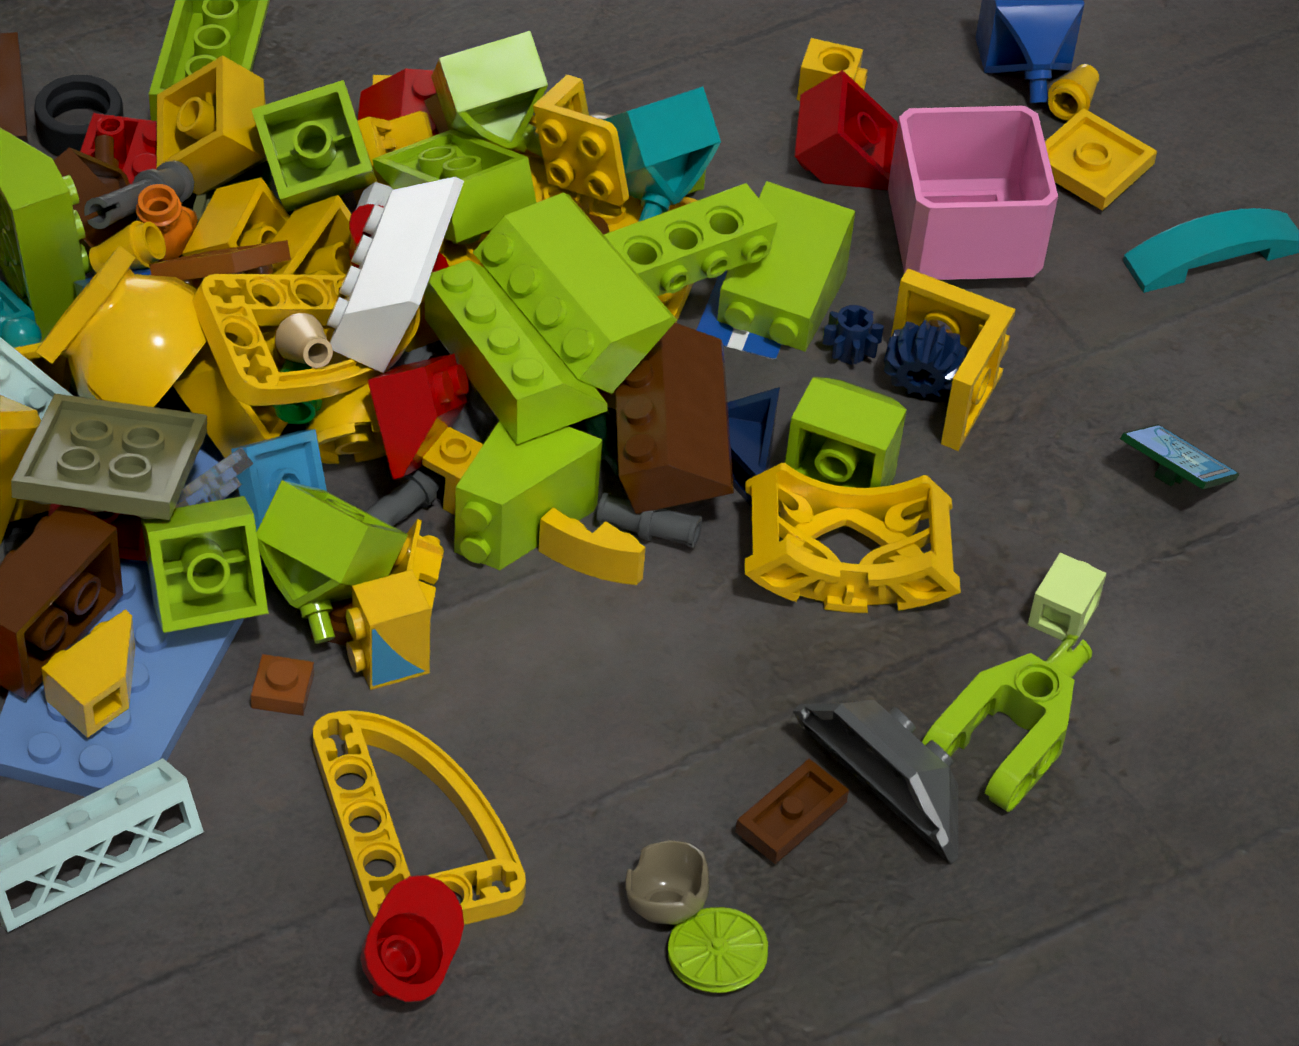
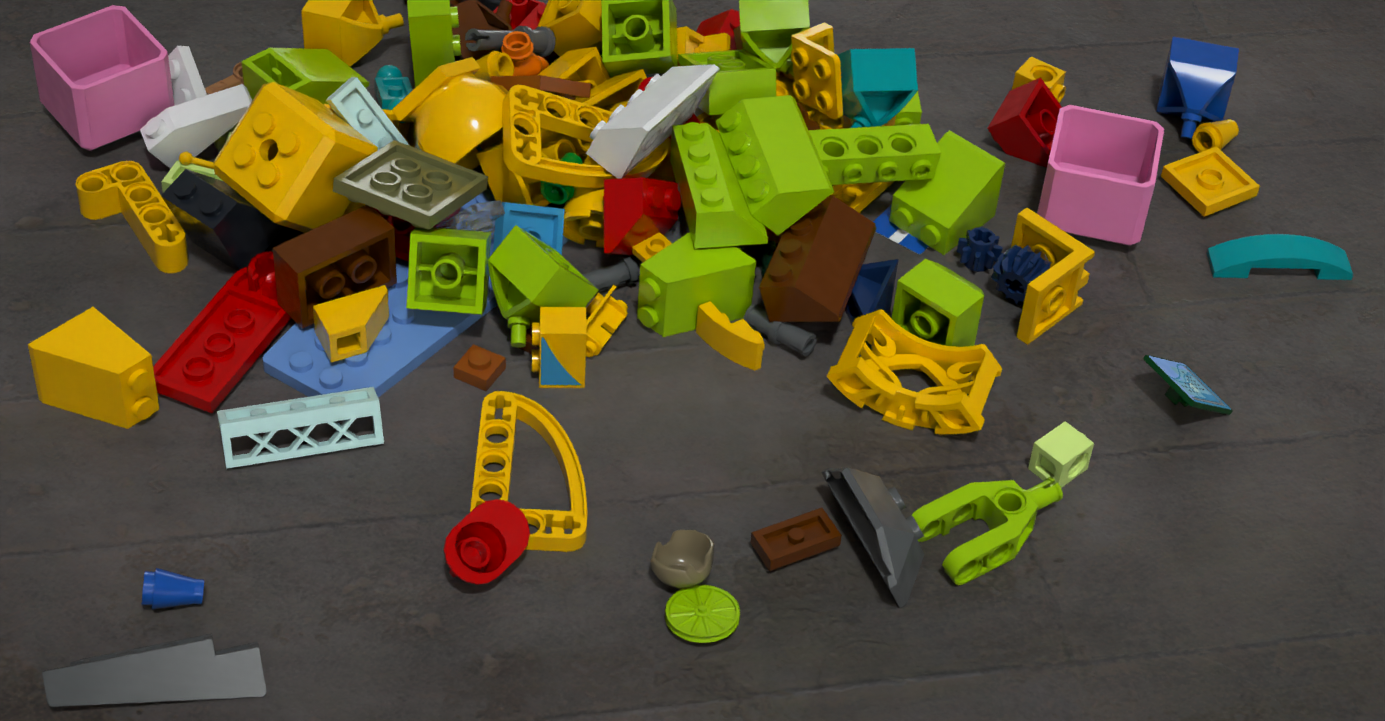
camera: 20 degrees right, 5 degrees down
(303, 341) = (571, 136): tan cone -> none

